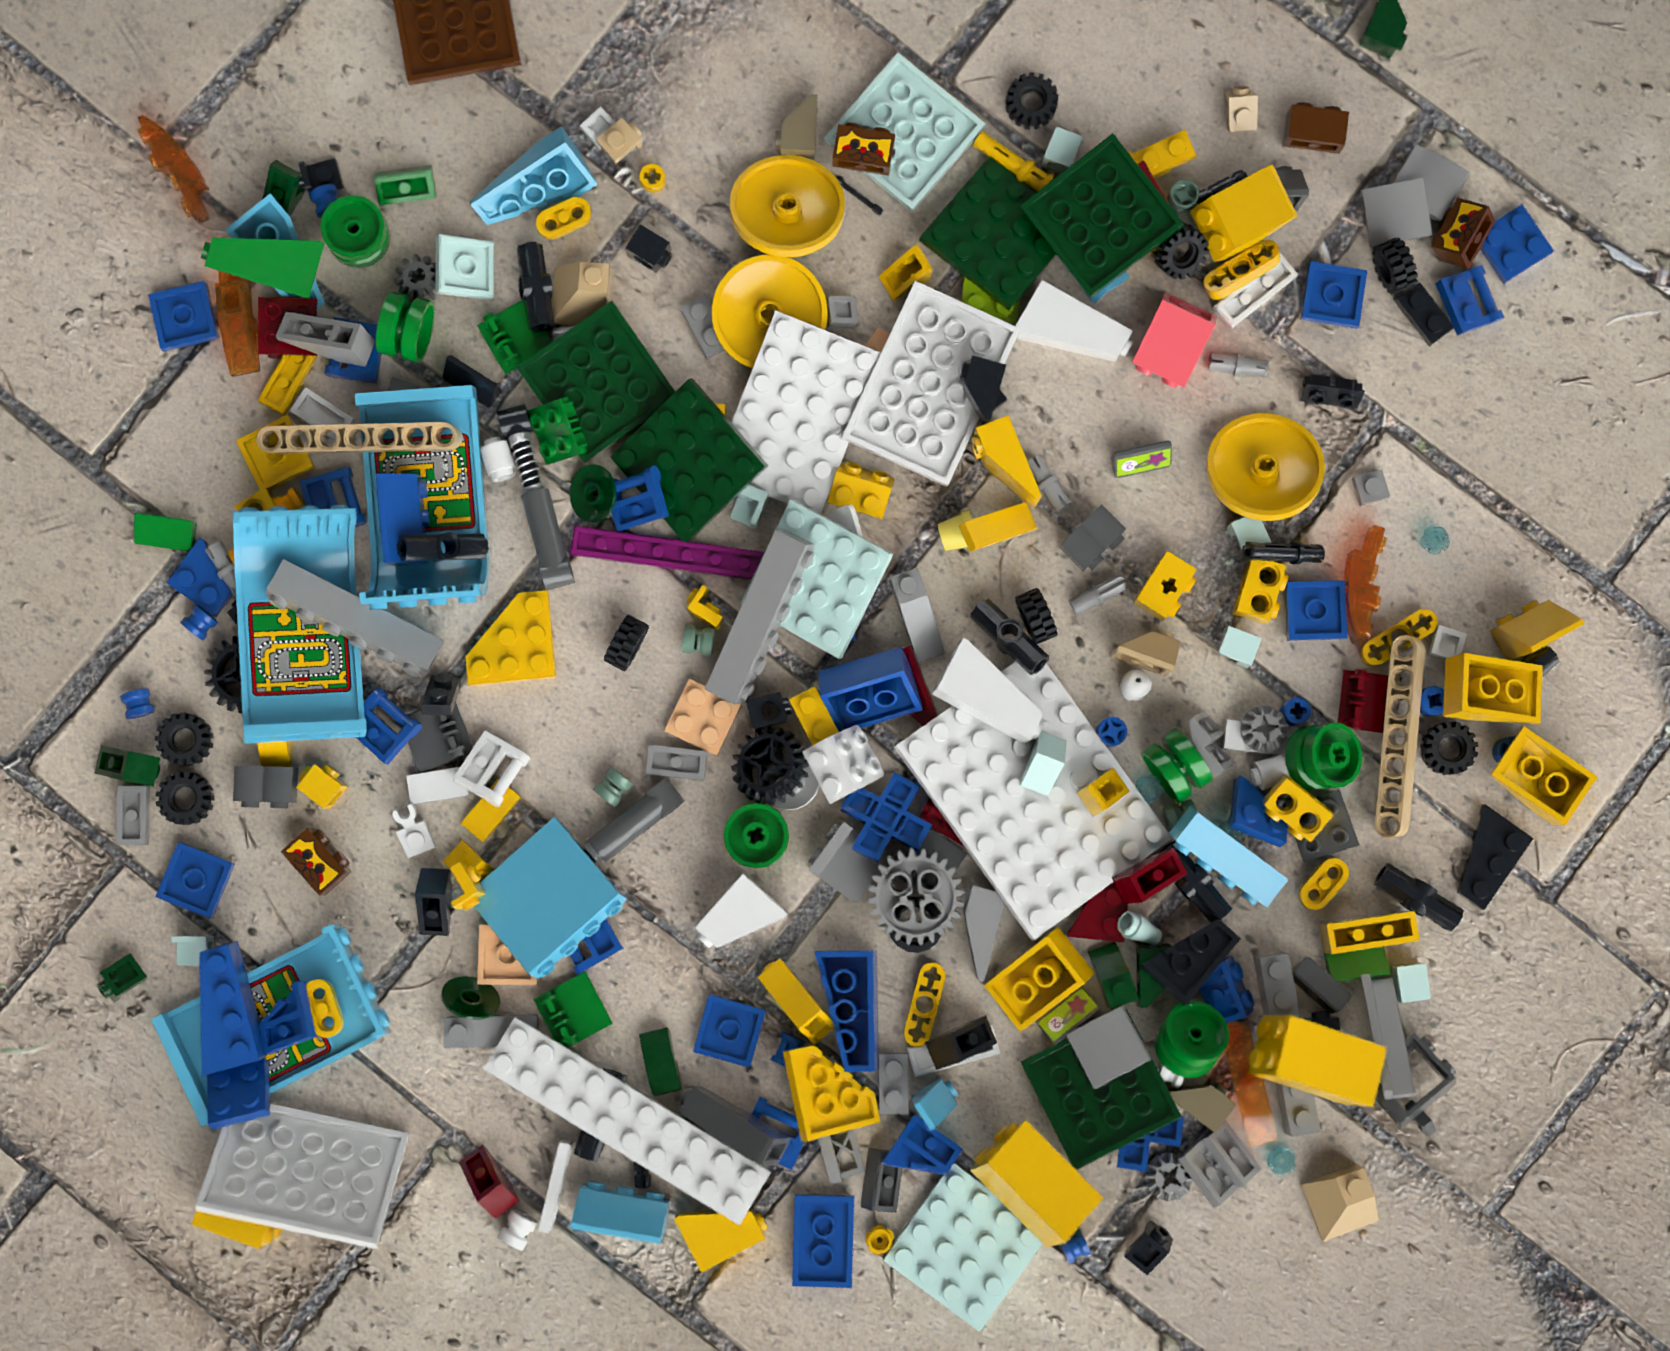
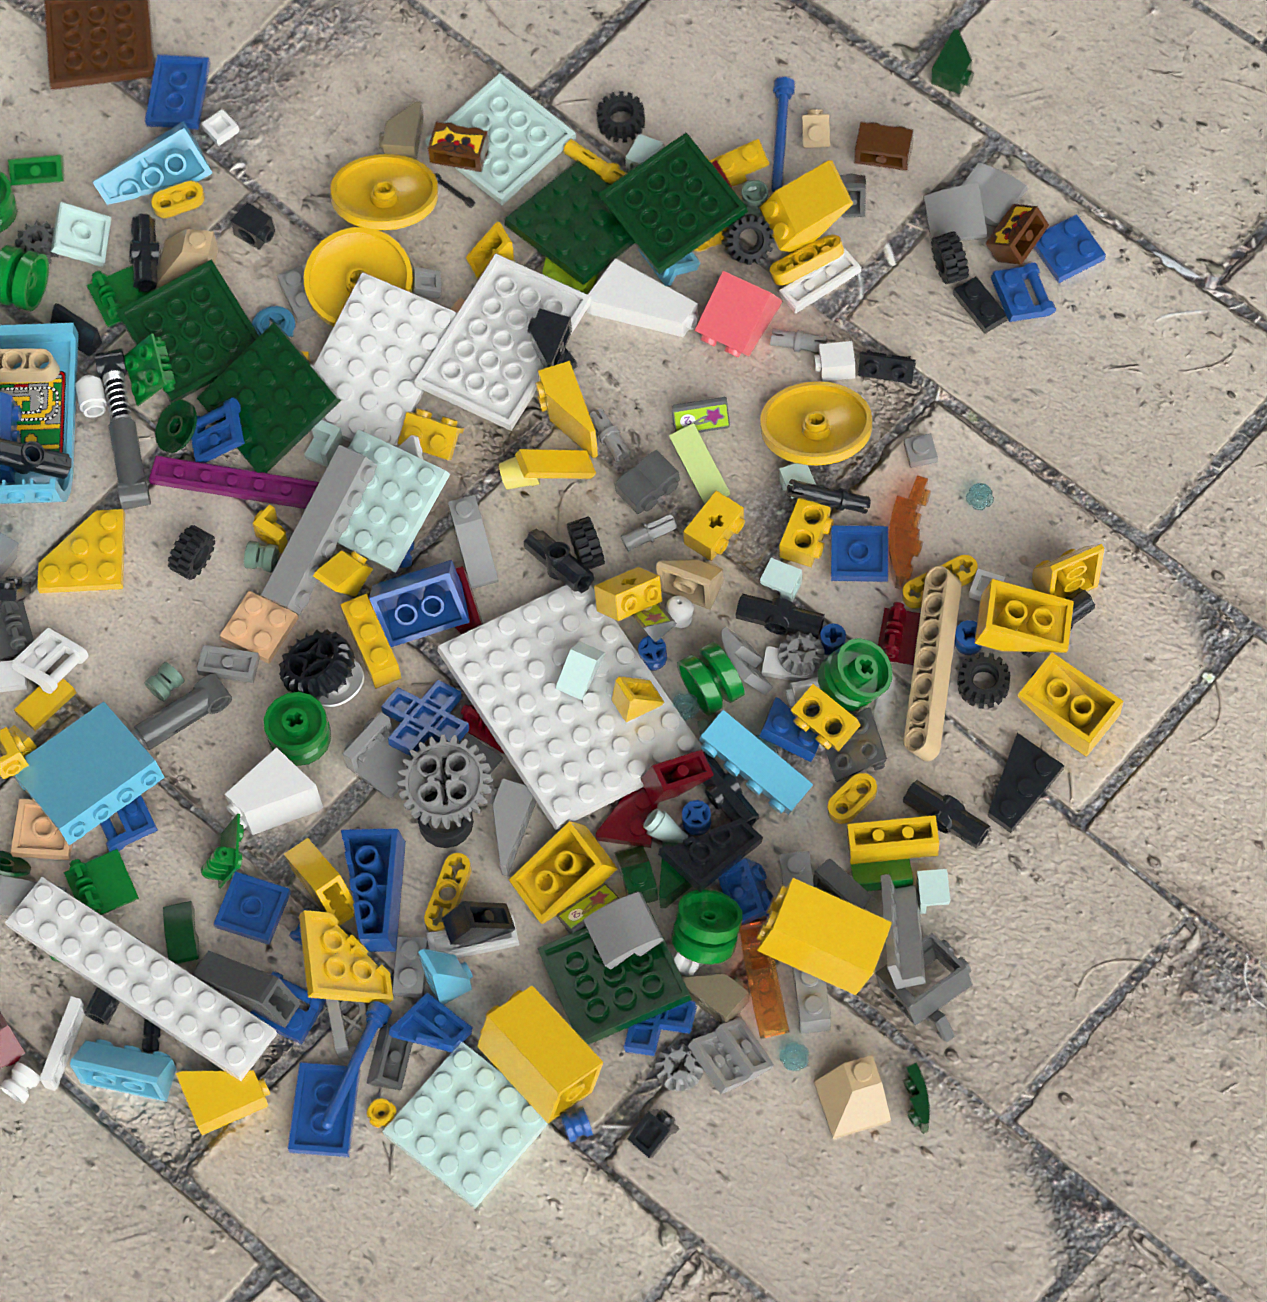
camera: 10 degrees right, 20 degrees down
(548, 85) = (177, 91): none -> blue plate
(620, 140) = (237, 135): tan bracket -> none
(645, 182) = (269, 176): yellow bush -> none
(686, 354) = (276, 314): none -> dark azure gear
(702, 989) = (226, 858): none -> green hinge
(755, 710) = (315, 611): black brick -> none
(788, 662) = (345, 572): none -> yellow slope
(843, 763) = (384, 659): white bracket -> none
(865, 1141) = (377, 1016): none -> blue piece
(987, 694) = (529, 603): white slope -> none
(1085, 673) = (628, 593): none -> yellow brick
(1110, 698) = (655, 621): none -> slope
(1144, 514) = (698, 462): none -> yellowish green tile
(1176, 912) = (696, 811): none -> blue wheel
(1204, 61) = (783, 89): none -> blue piece
(1239, 685) = (779, 615): none -> black piece
(1279, 389) = (835, 361): none -> white brick
(1333, 295) = (893, 284): blue plate -> none
(1408, 1209) = (919, 1104): none -> dark green slope

